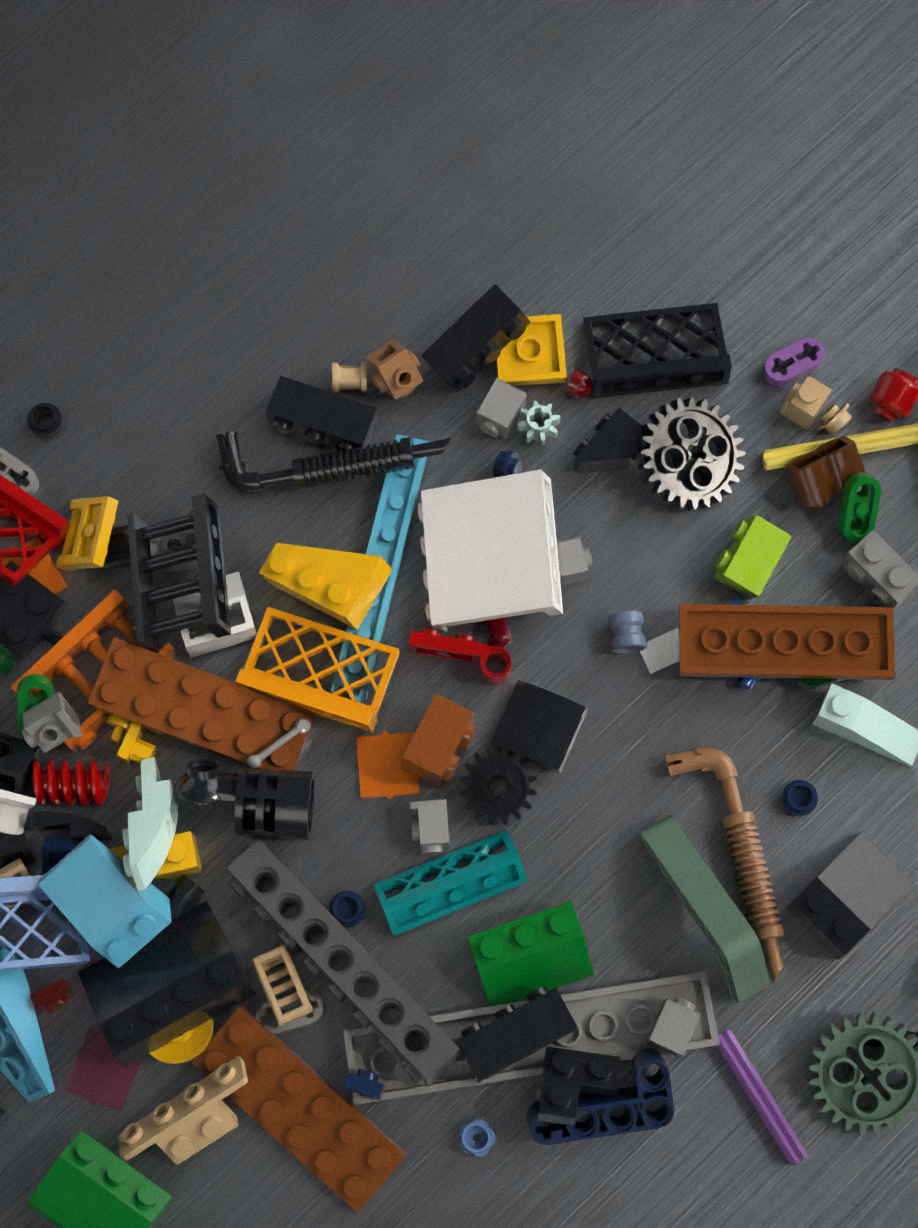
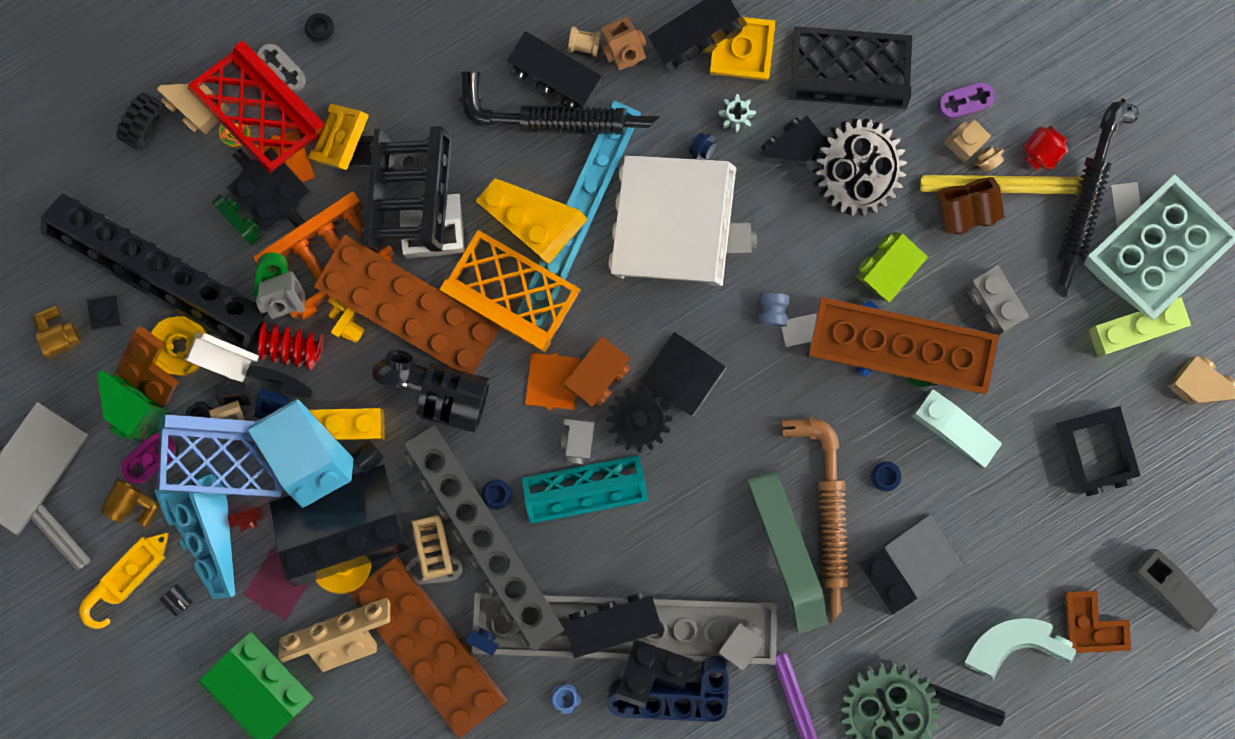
camera: 10 degrees right, 10 degrees up
(151, 826) = (349, 399): light aqua slope -> none
(301, 726) = (487, 337): light grey hinge -> none
(461, 648) = (632, 296): red plate -> none
(499, 632) = (667, 291): dark red arm -> none
(500, 409) = (706, 95): light grey brick -> none
(531, 954) = (638, 562): green slope -> none
(579, 385) = (779, 86): dark red hinge -> none
(859, 505) = (993, 240): green plate -> none

